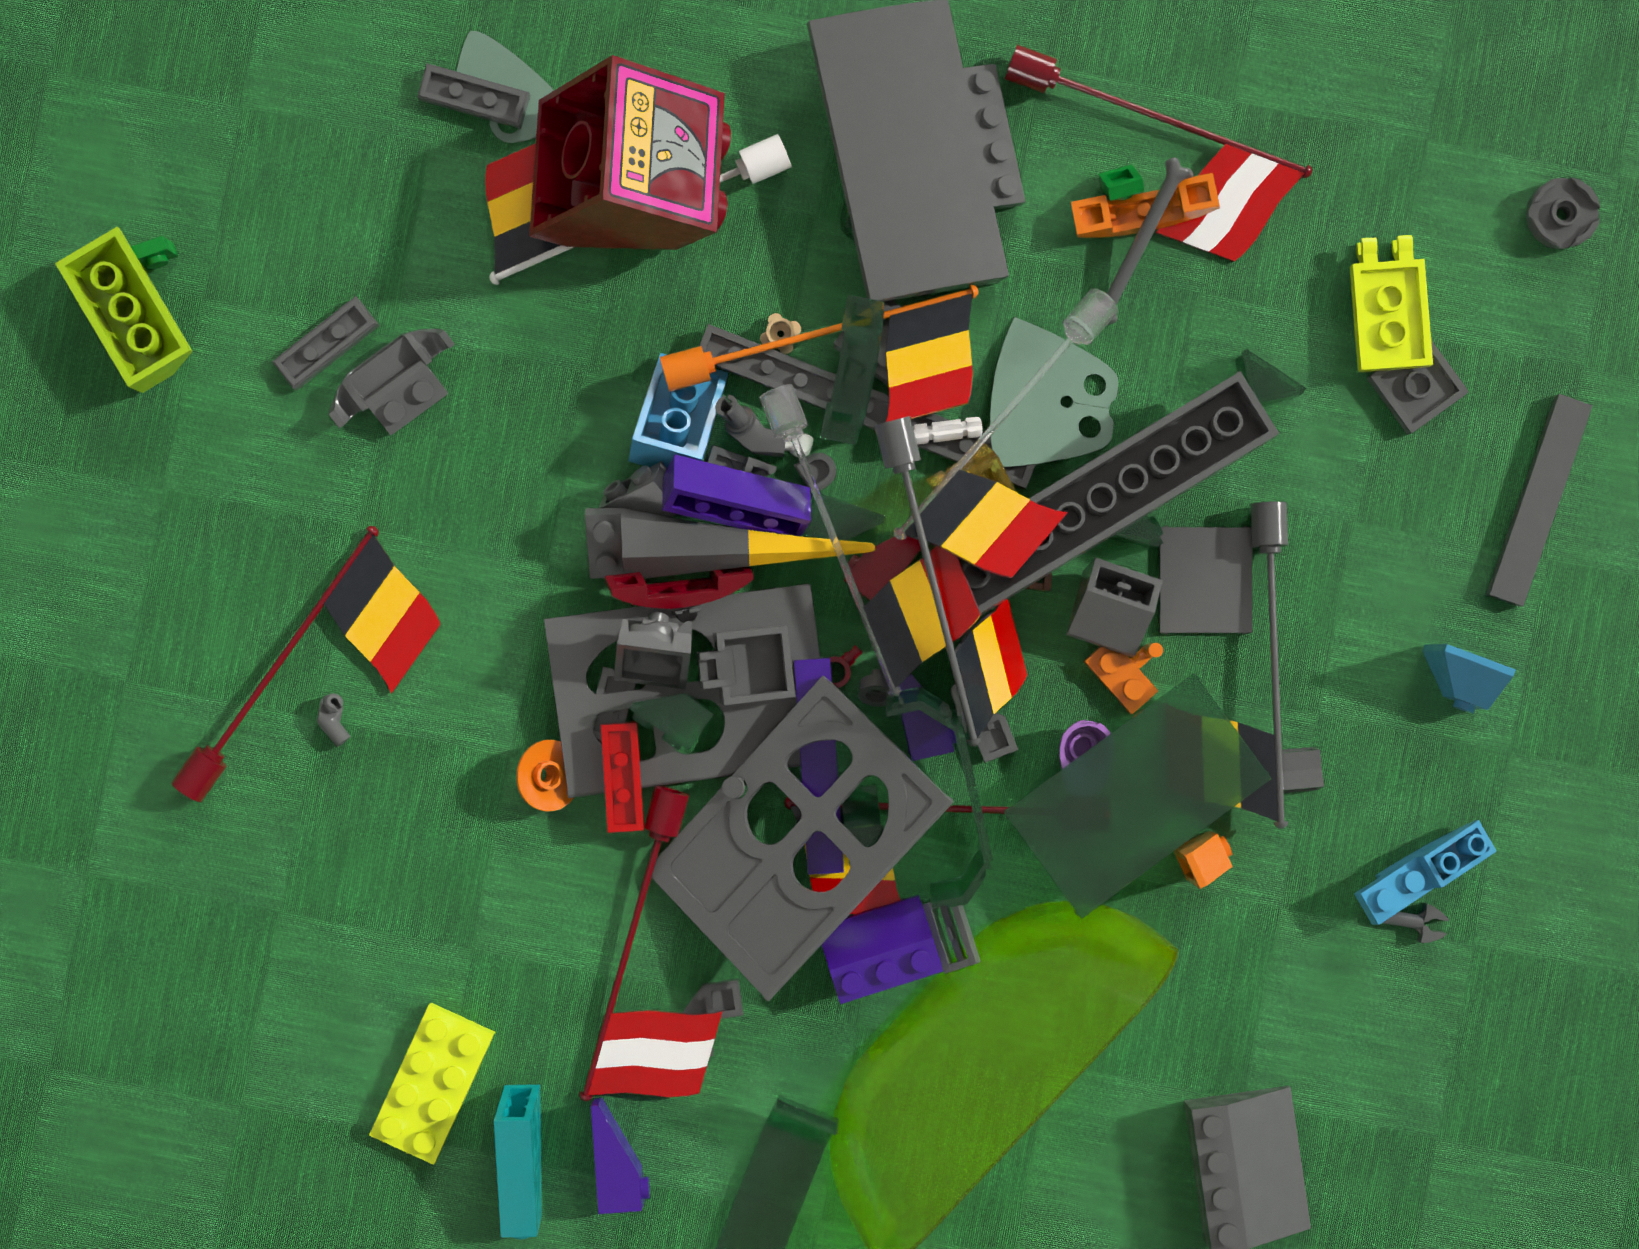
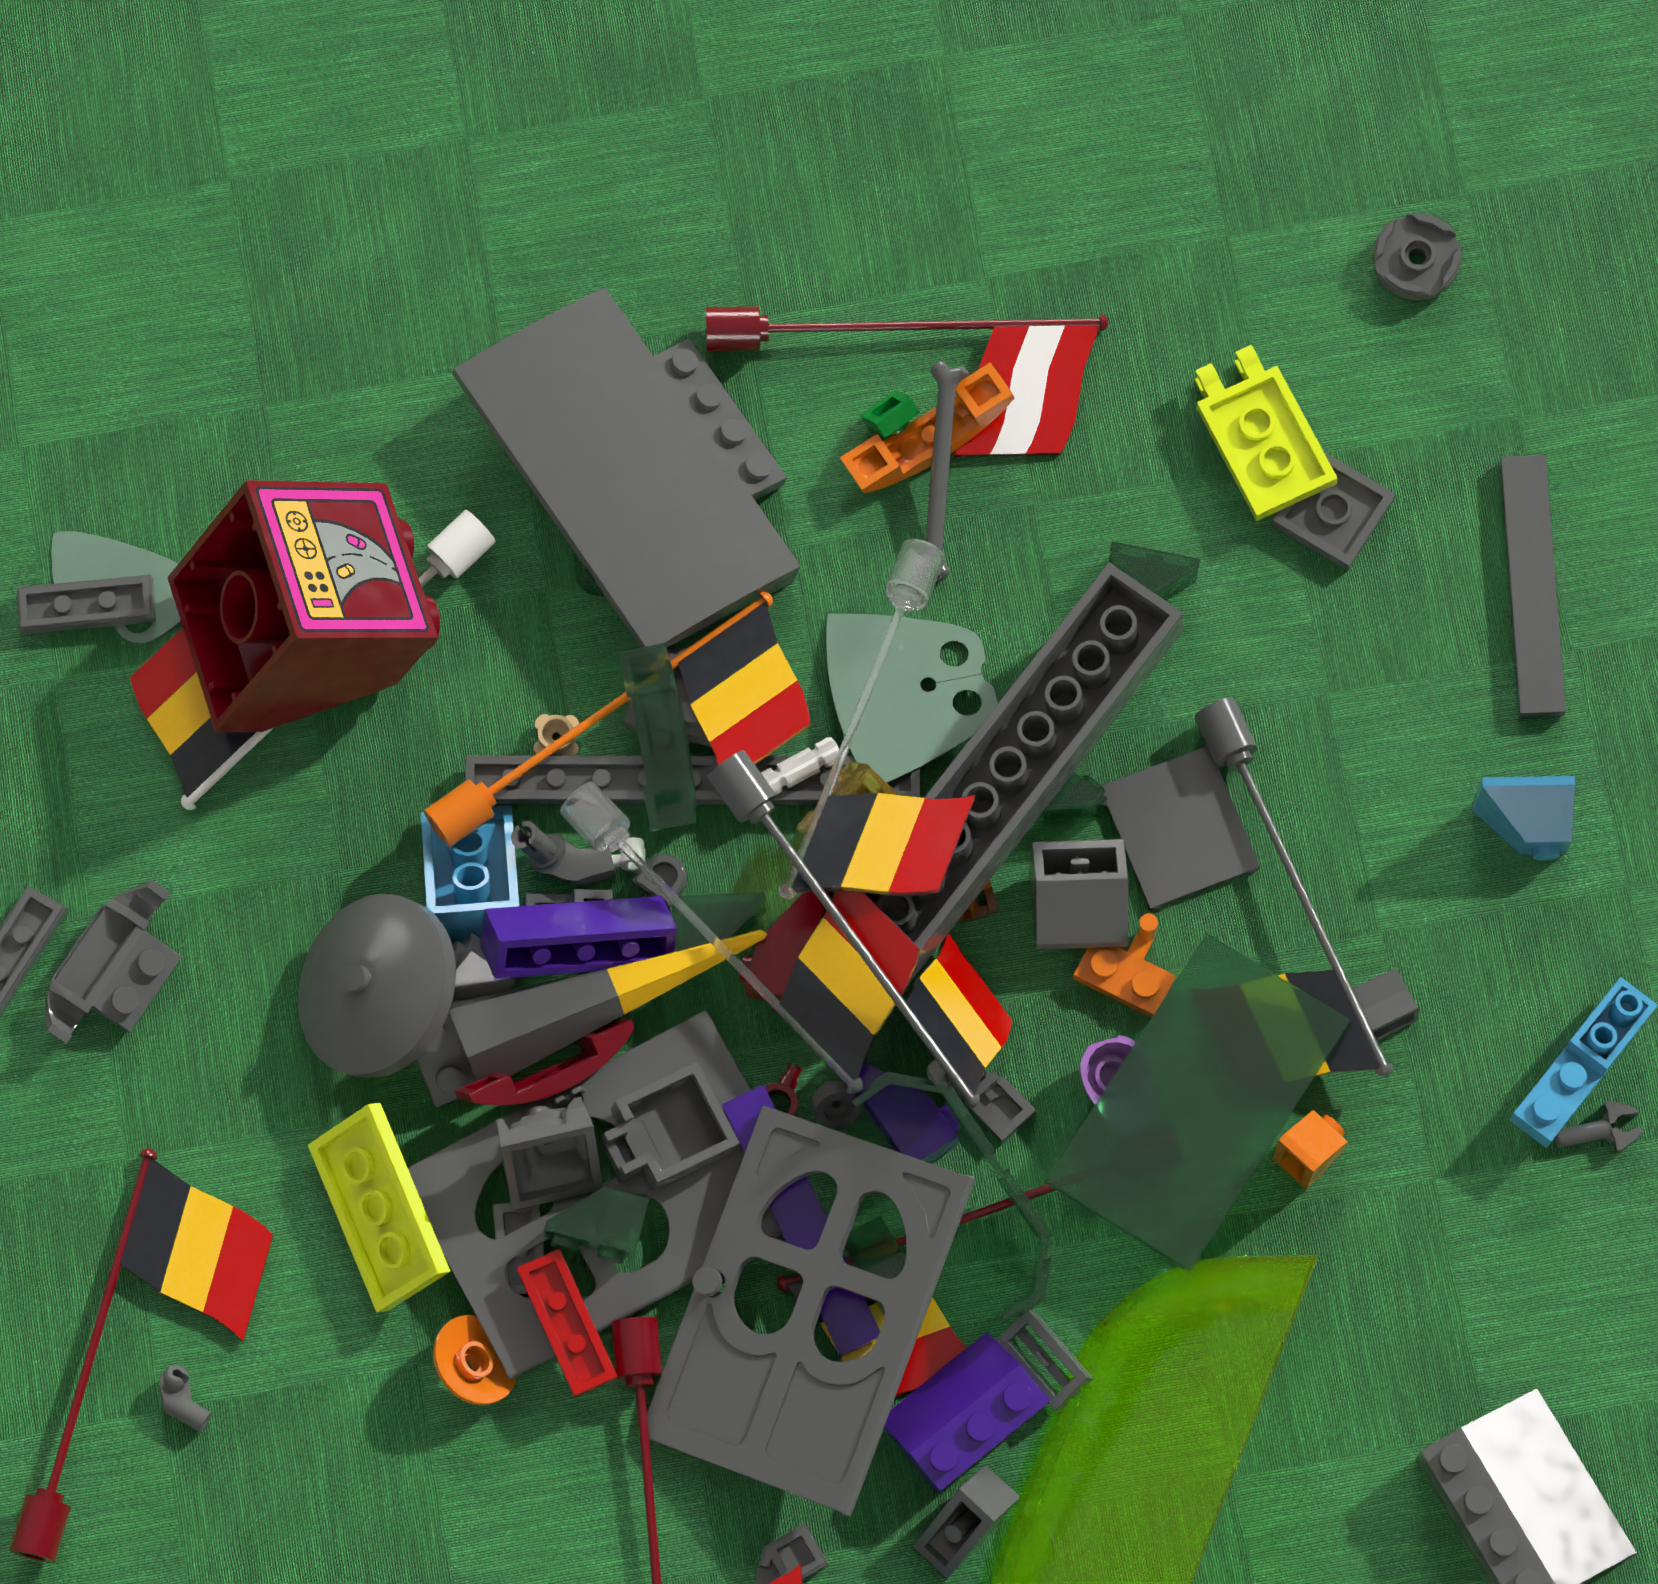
camera: 20 degrees left, 15 degrees down
(520, 638) = (378, 1207): none -> neon yellow plate
(577, 476) = (376, 986): none -> dark grey dish
(852, 1025) = (966, 1521): none -> dark grey slope

